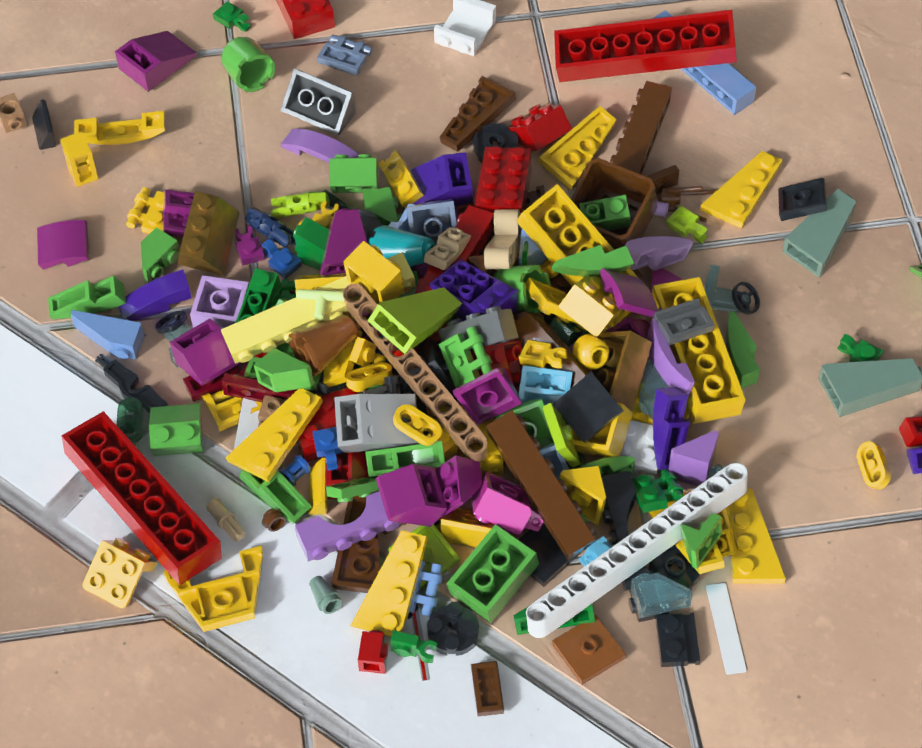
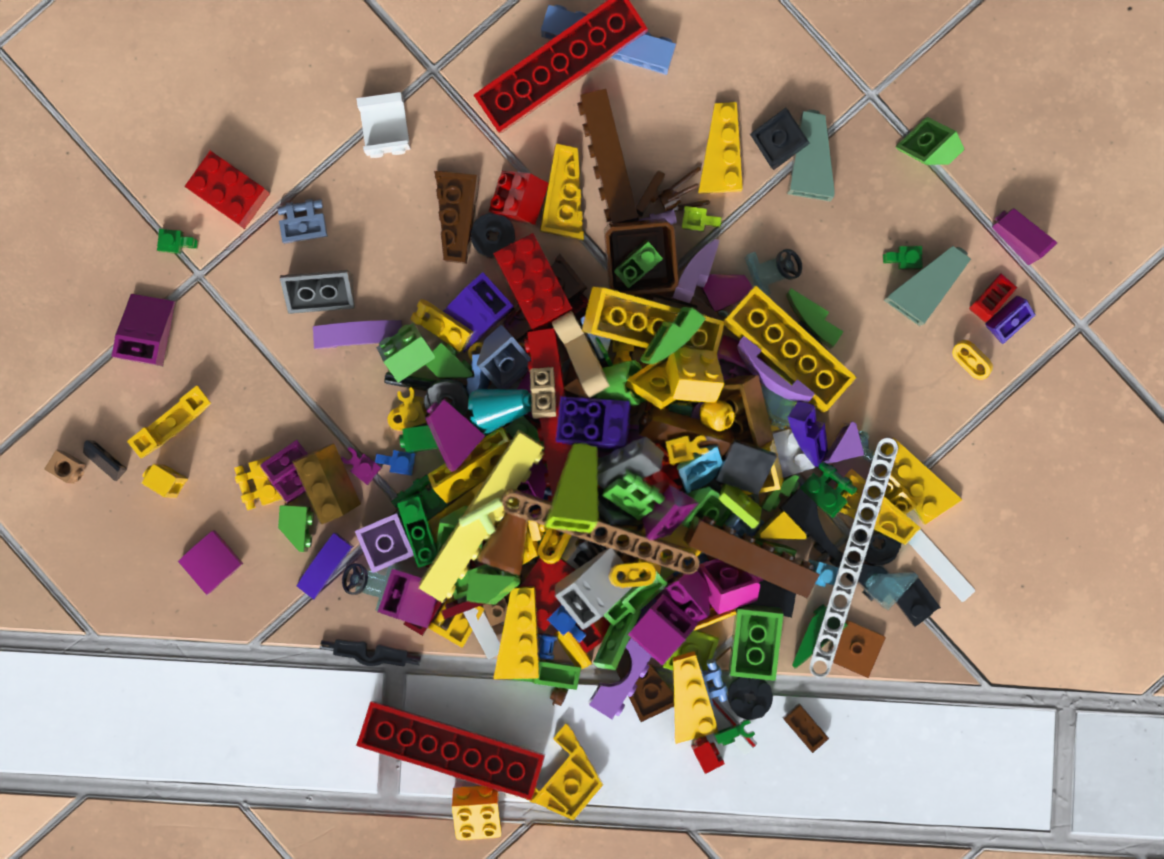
camera: 35 degrees left, 30 degrees up
(87, 298) = (272, 601): bright green slope -> none
(115, 335) = (318, 621): medium blue slope -> none
(130, 423) = (387, 686): clear green plate -> none
(176, 430) = (432, 672): bright green slope -> none
(226, 520) = (524, 719): tan axle -> none
(247, 63) = (229, 290): bright green cylinder -> none
(270, 227) = (369, 438): dark blue hinge -> none
(298, 204) = (383, 396): lime hinge -> none
(325, 595) = (640, 732): sand green cone -> none
(374, 273) = (519, 478): yellow brick -> none
(629, 292) = (716, 344): magenta slope -> none
(684, 321) = (773, 342): dark grey plate -> none
(701, 541) = (895, 529): bright green slope -> none

